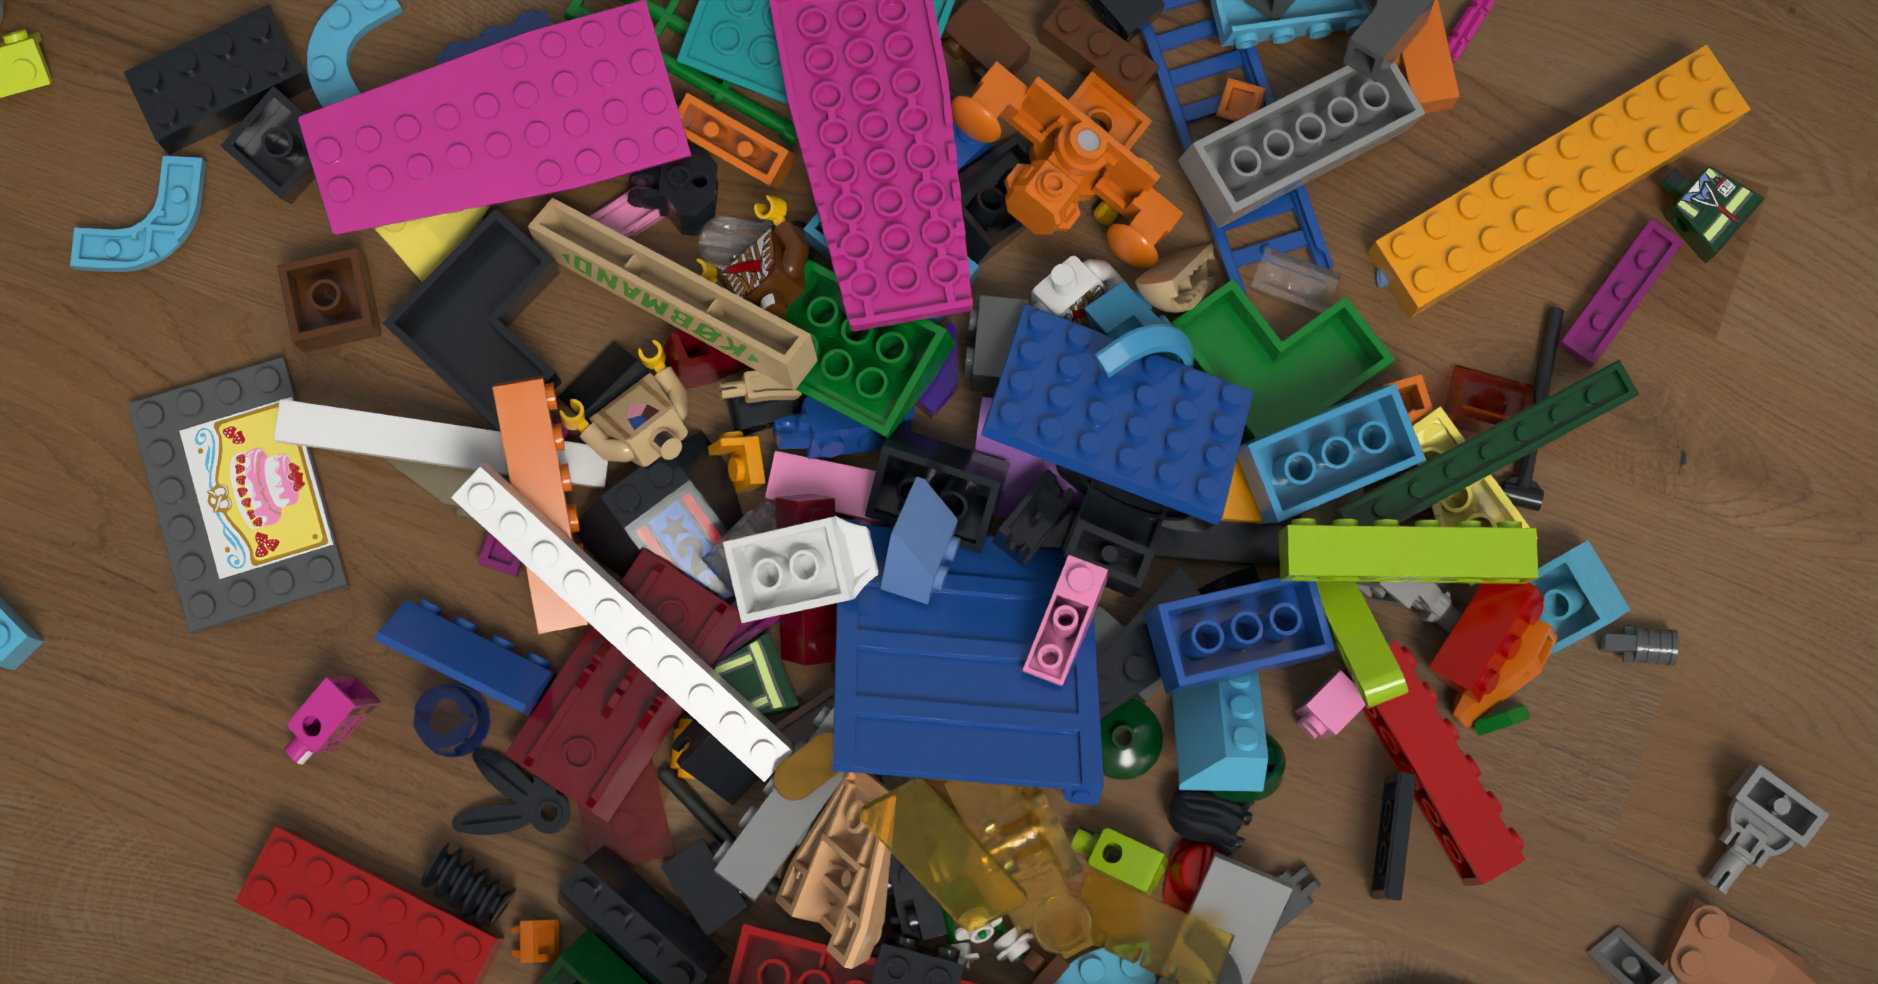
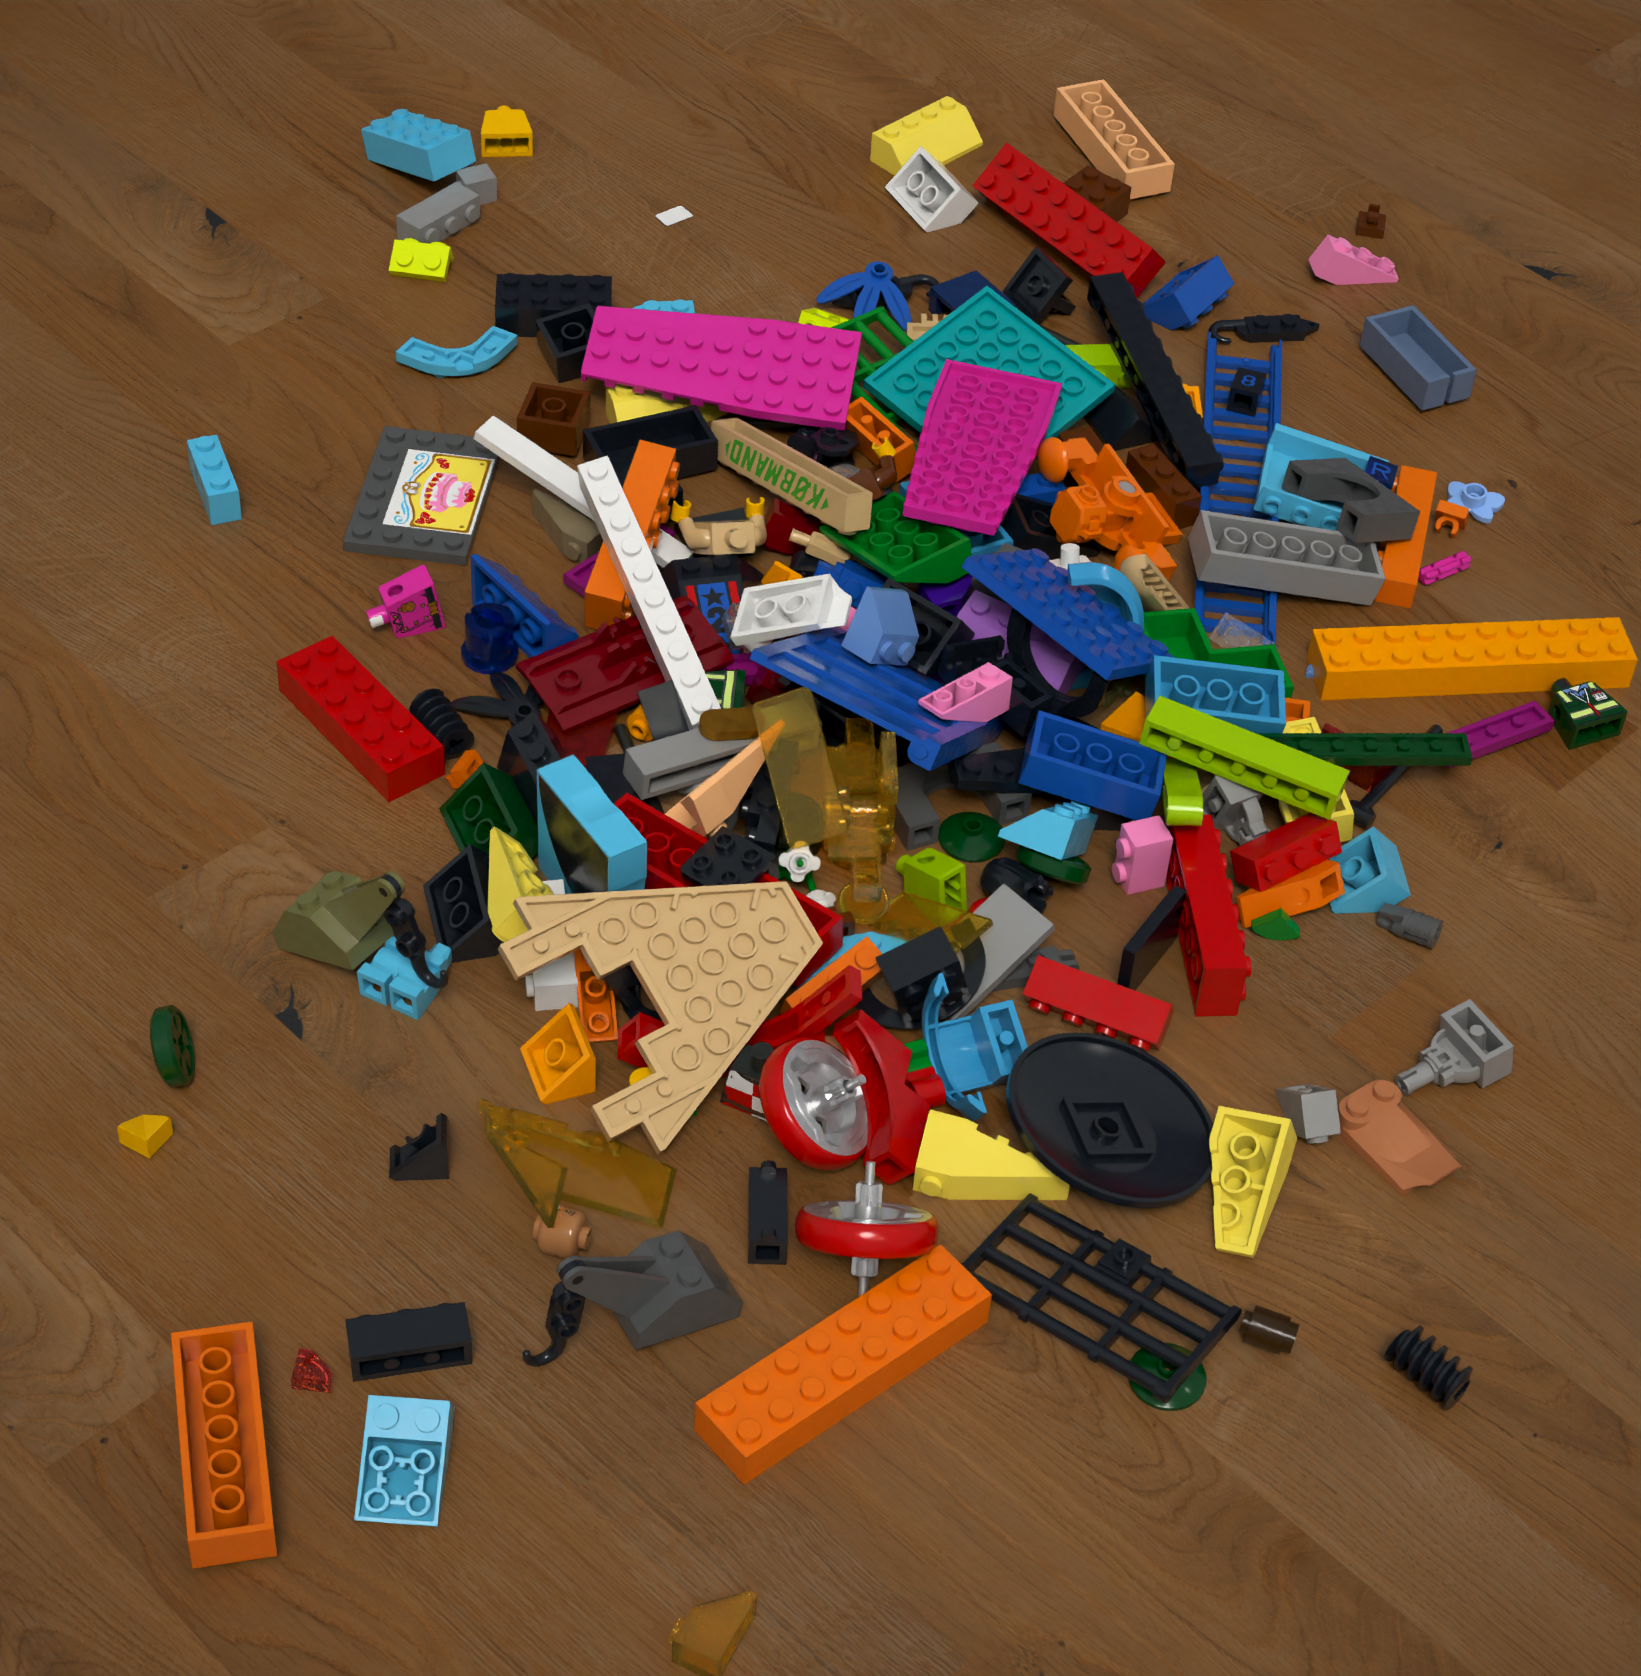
camera: 25 degrees right, 35 degrees down
(1371, 945) = (1097, 1003): none -> red brick

